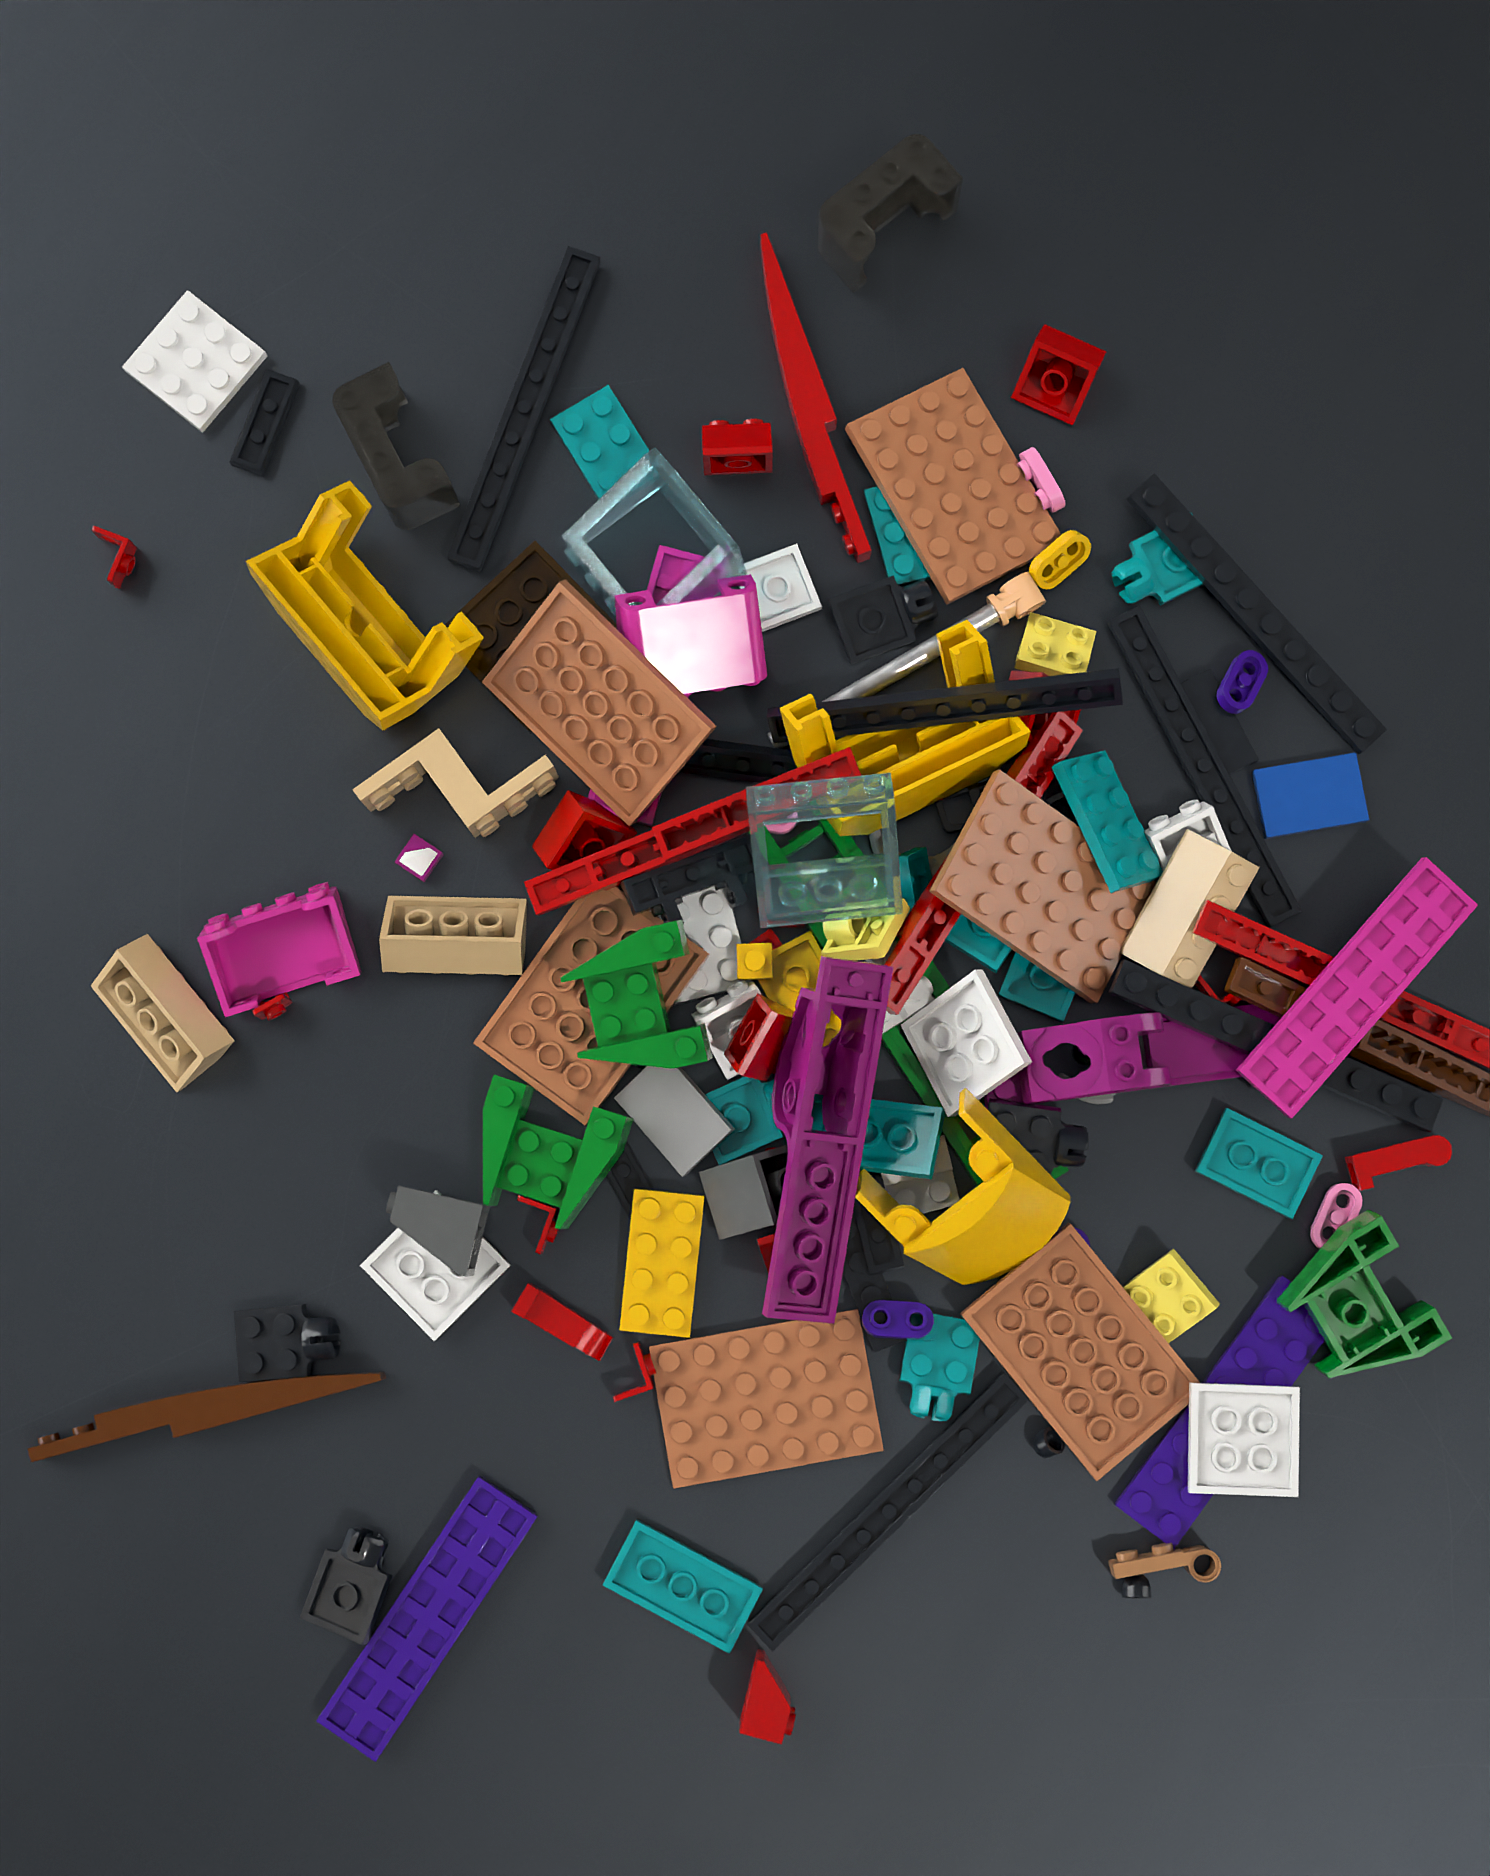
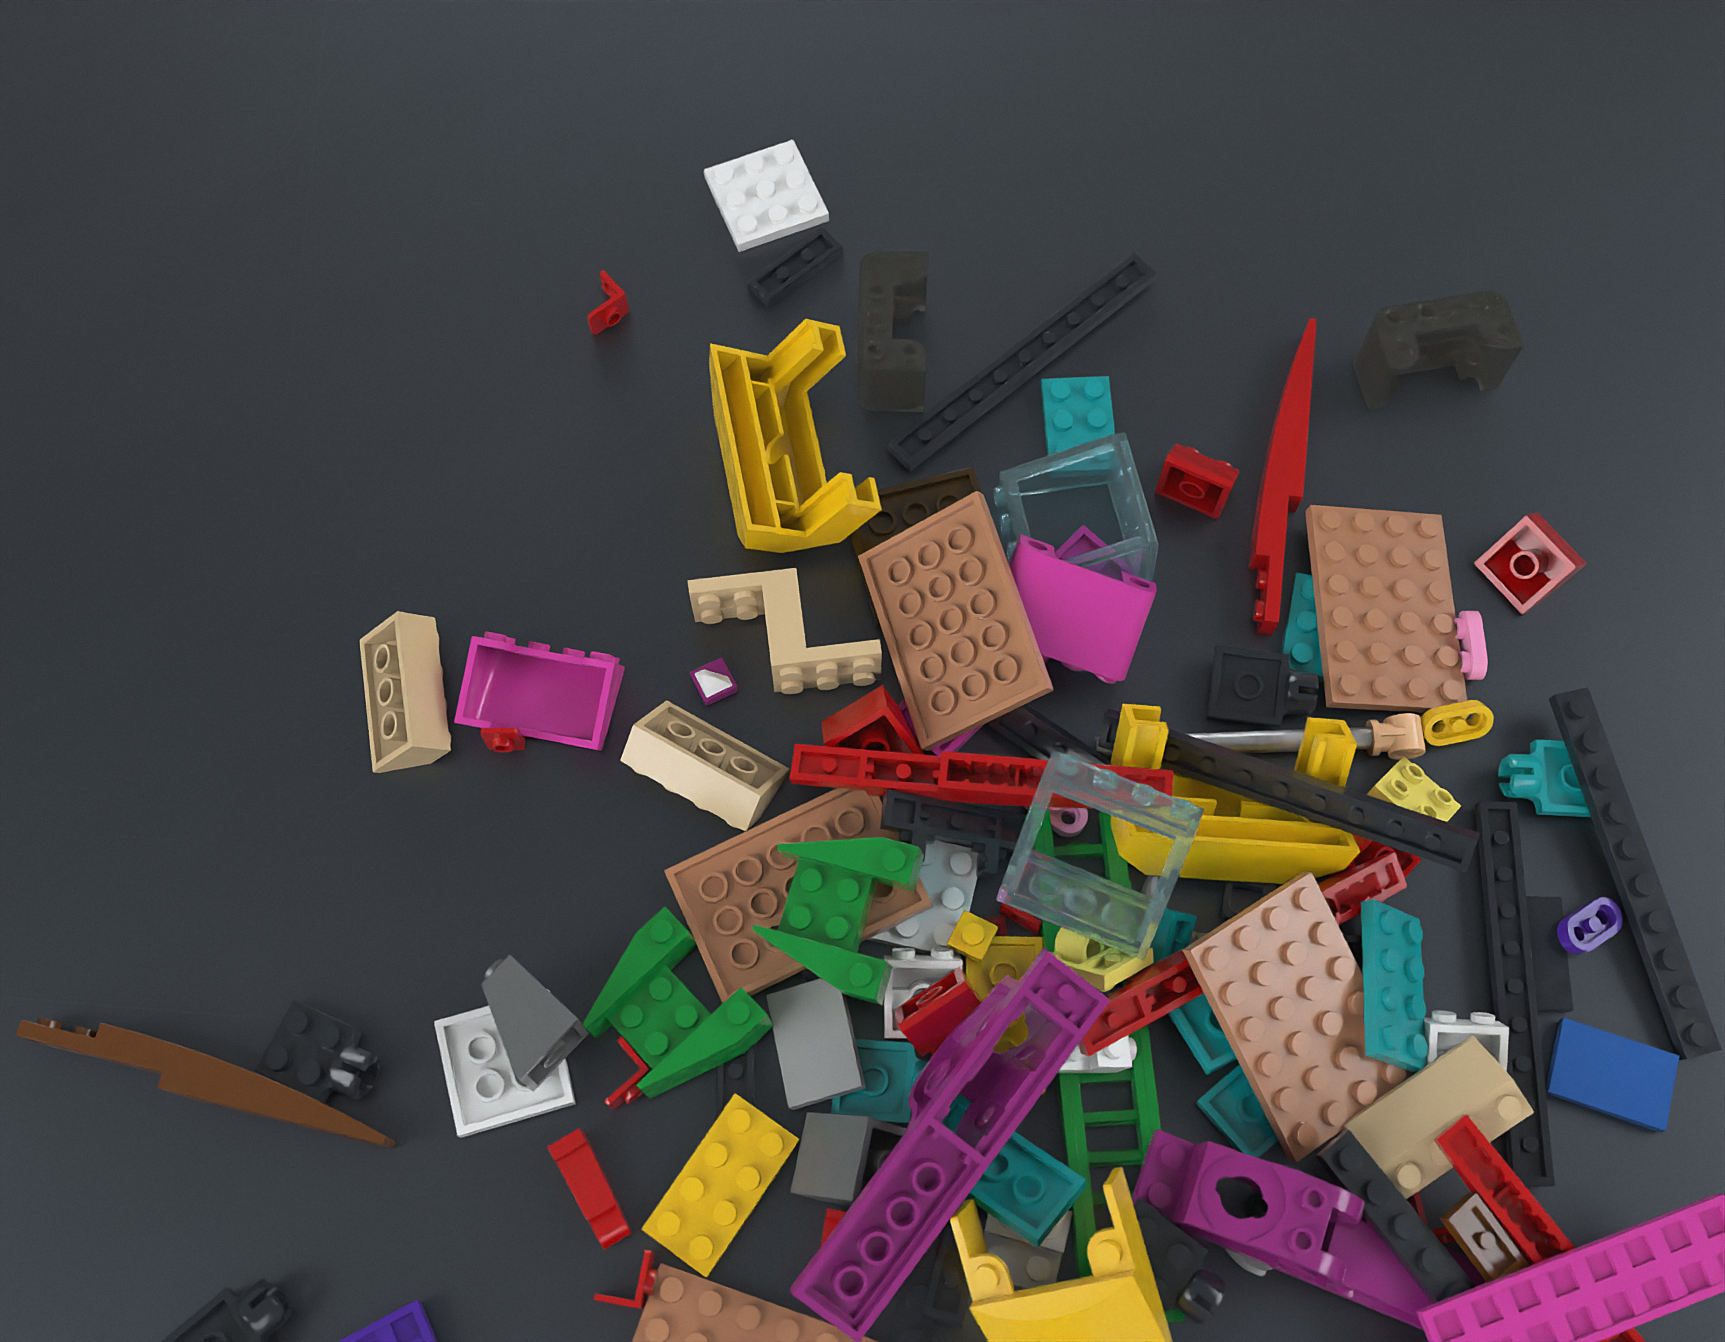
camera: 25 degrees right, 15 degrees down
(782, 587) = (1177, 618): white plate -> none
(965, 1041) = (1145, 1123): white plate -> none

